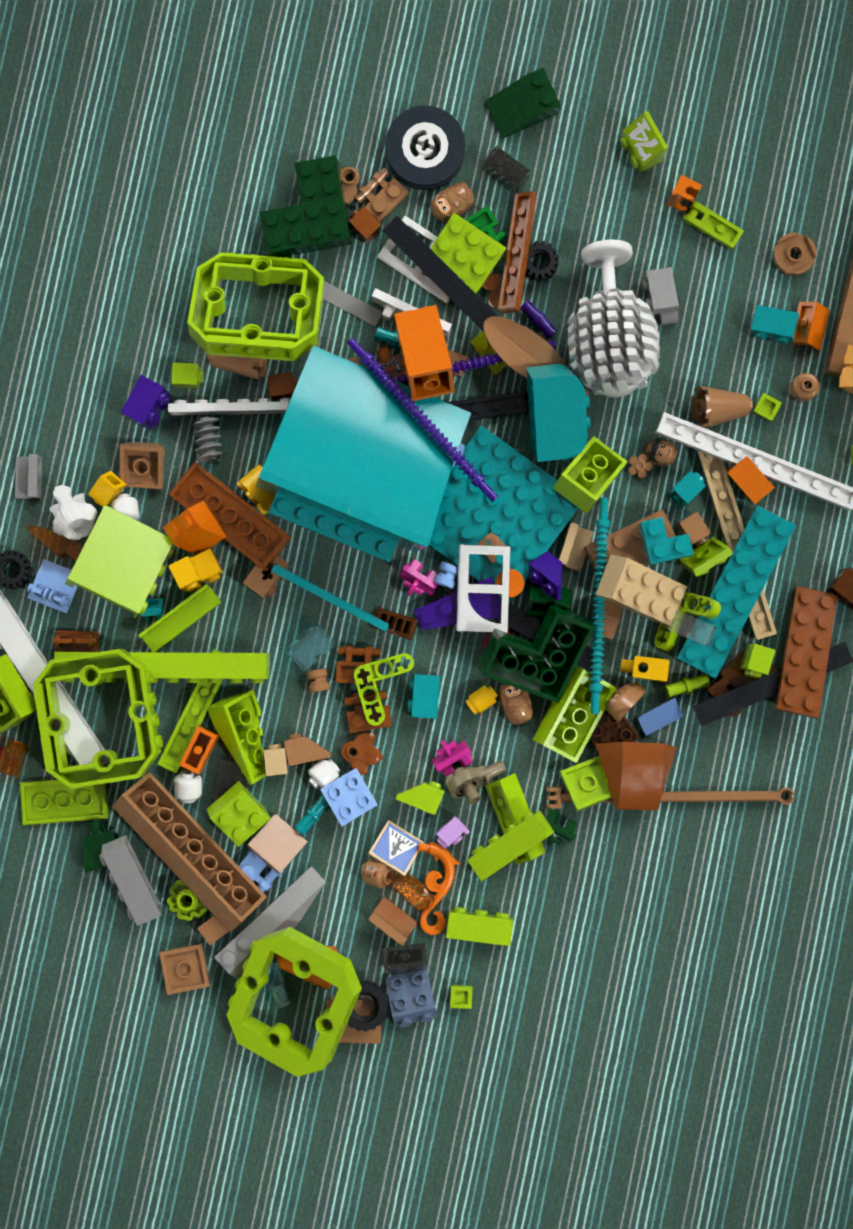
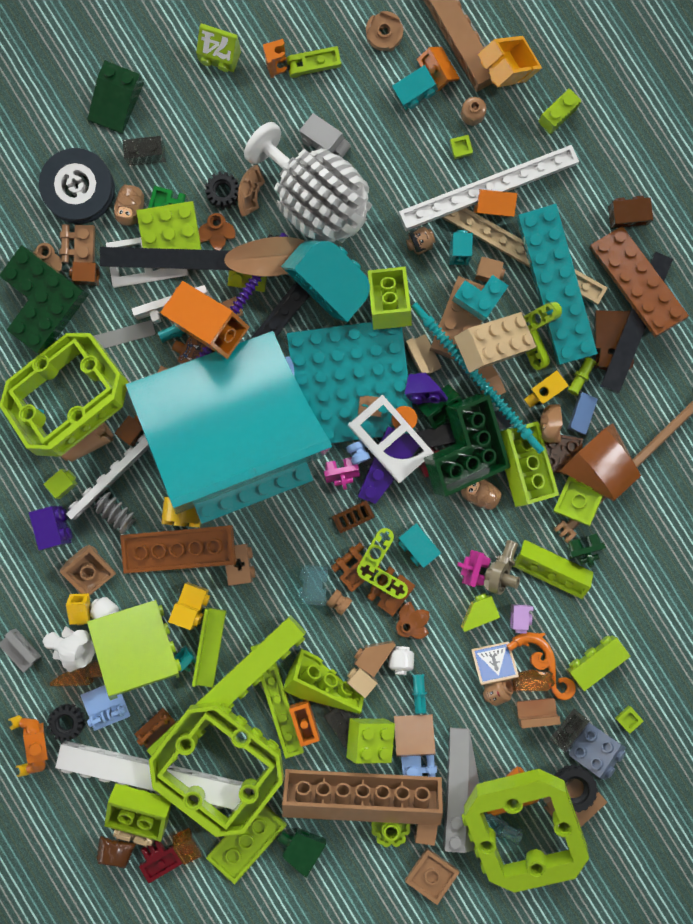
camera: 45 degrees left, 0 degrees up
(130, 880) = (341, 853): light grey brick -> none
(187, 786) = (320, 754): white head -> none
(195, 529) = (163, 580): orange slope -> none
(330, 597) = (295, 540): teal tile -> none
(348, 797) = (432, 659): light blue hinge -> none
(367, 359) = (171, 359): dark purple hose -> none
(481, 699) = (457, 512): yellow brick -> none
(510, 845) = (569, 590): lime brick -> none
(517, 252) = (203, 197): dark orange tile -> none
(538, 319) = (258, 228): dark purple pin -> none
(559, 281) = (249, 190): none -> medium nougat tile
(640, 465) = (415, 262): medium nougat plant -> none
(692, 628) = (552, 335): clear tile -> none
(706, 556) = (516, 276): lime plate -> none
(718, 406) = (428, 176): medium nougat cone -> none
(756, 660) = (613, 316): lime brick -> none

